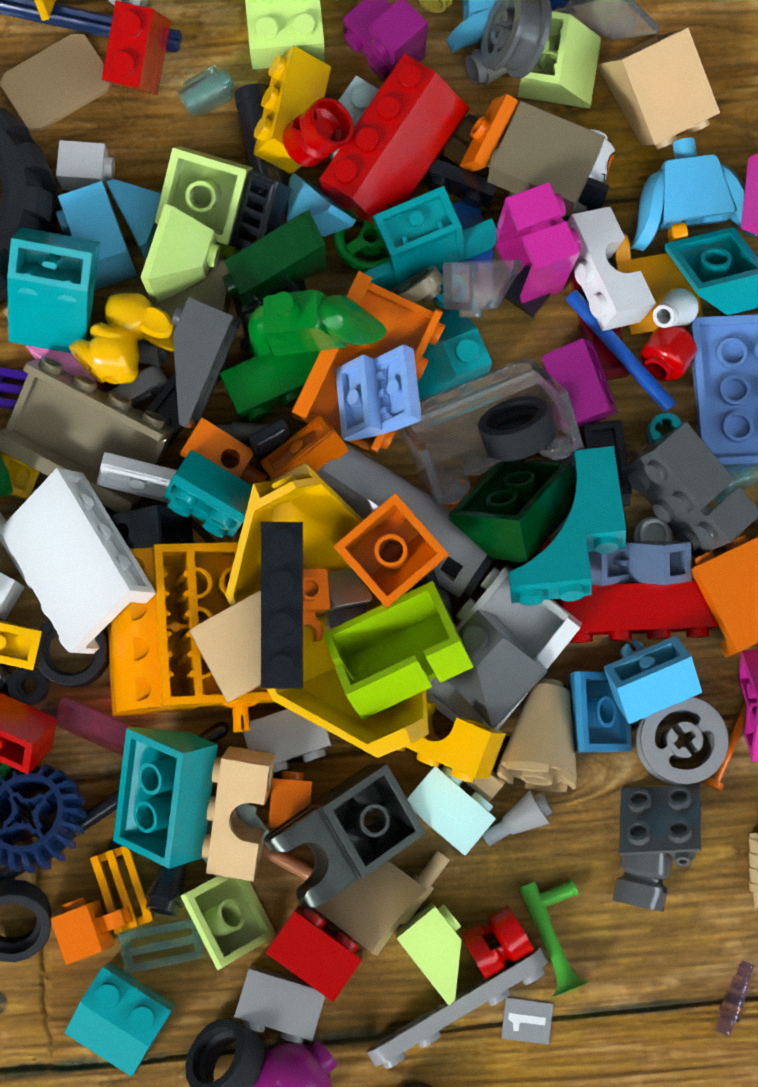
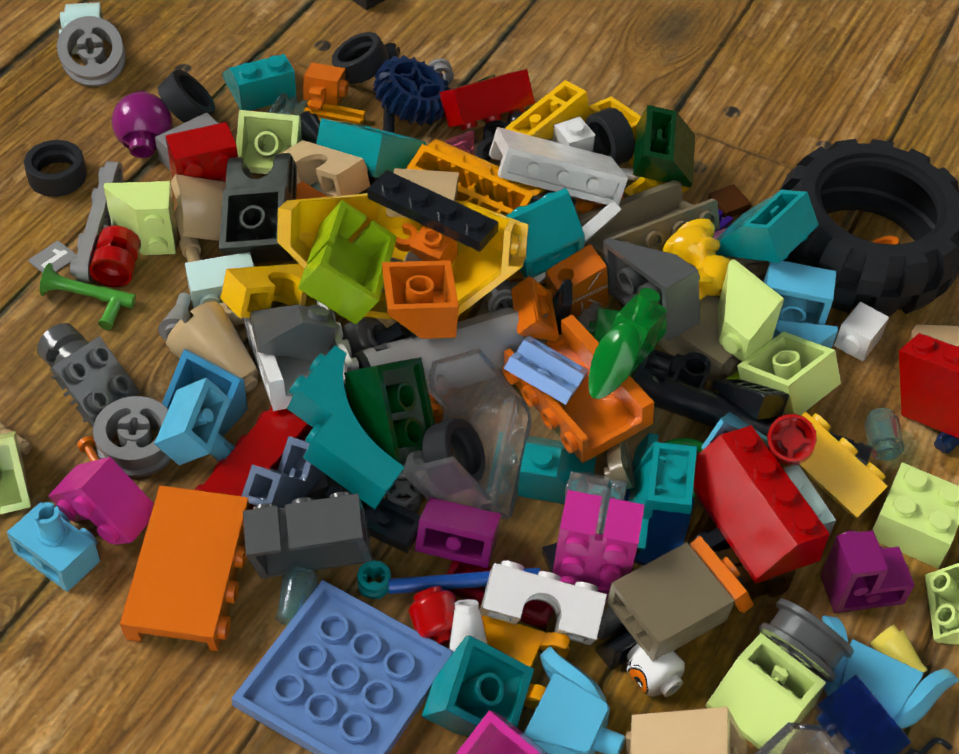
camera: 125 degrees right, 30 degrees down
(276, 260) = (699, 374): dark green slope -> none

